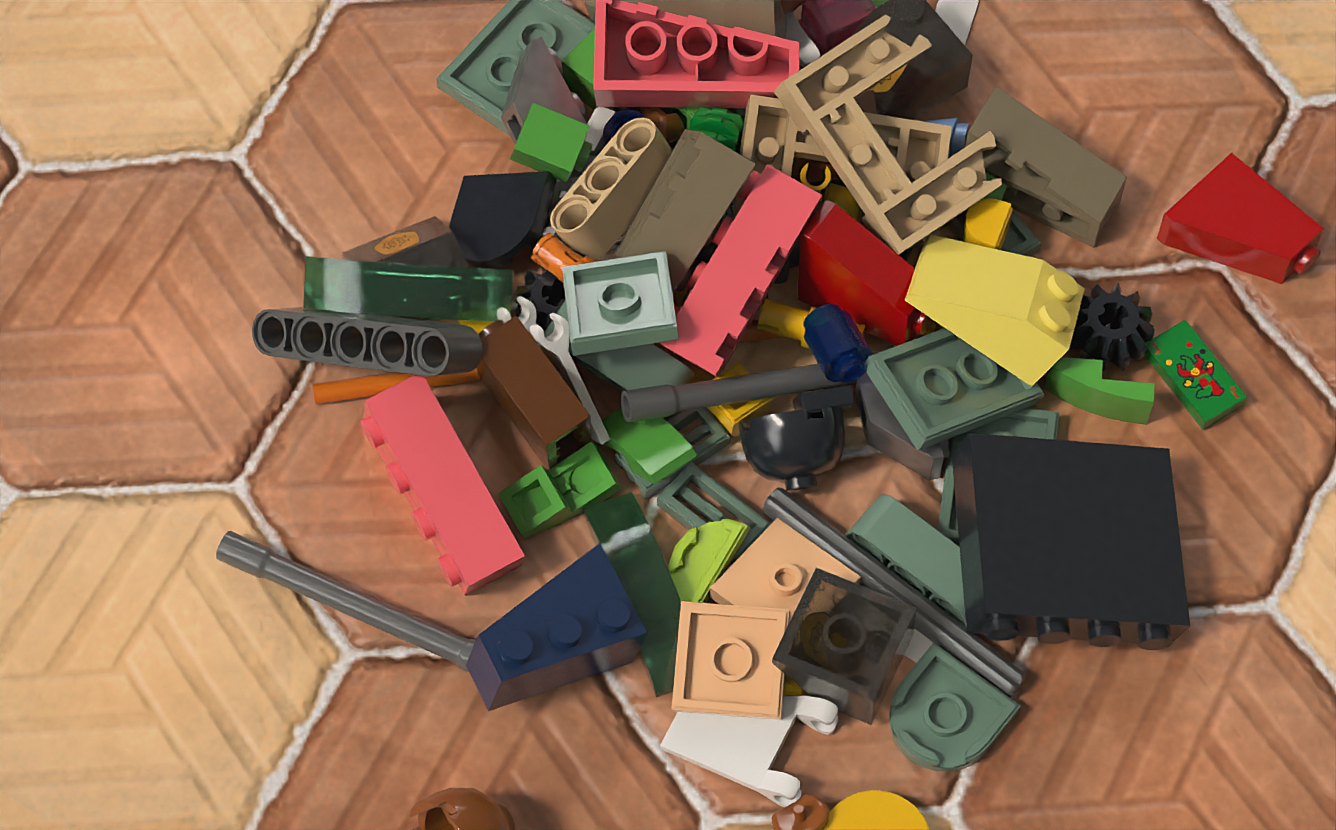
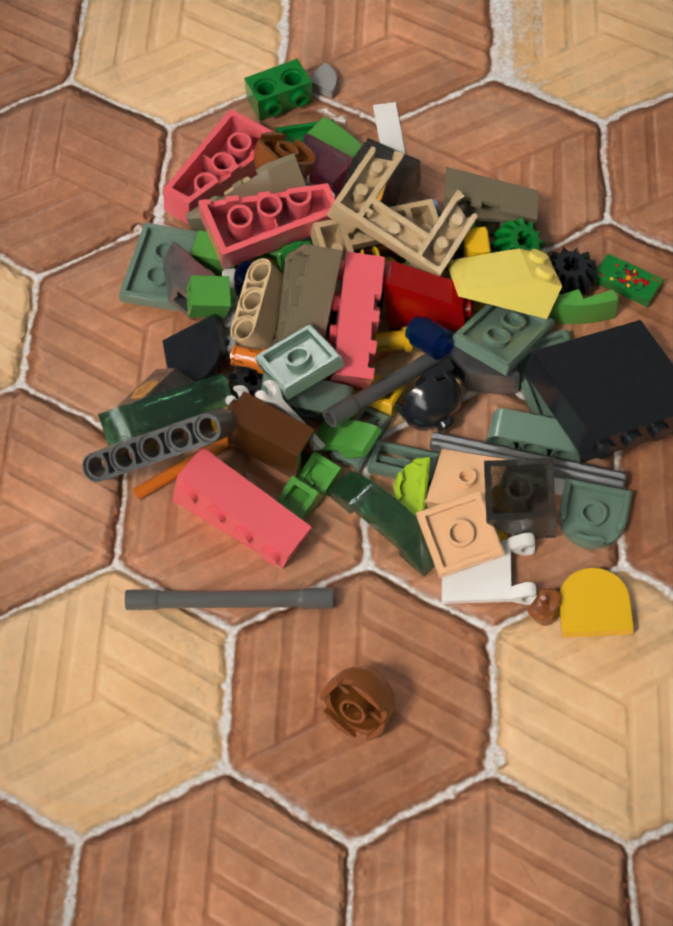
camera: 20 degrees left, 5 degrees down
(558, 634) = (355, 561): dark blue wedge -> none
(1058, 231) = (517, 235): none -> green gear
(1242, 224) = (612, 192): red slope -> none

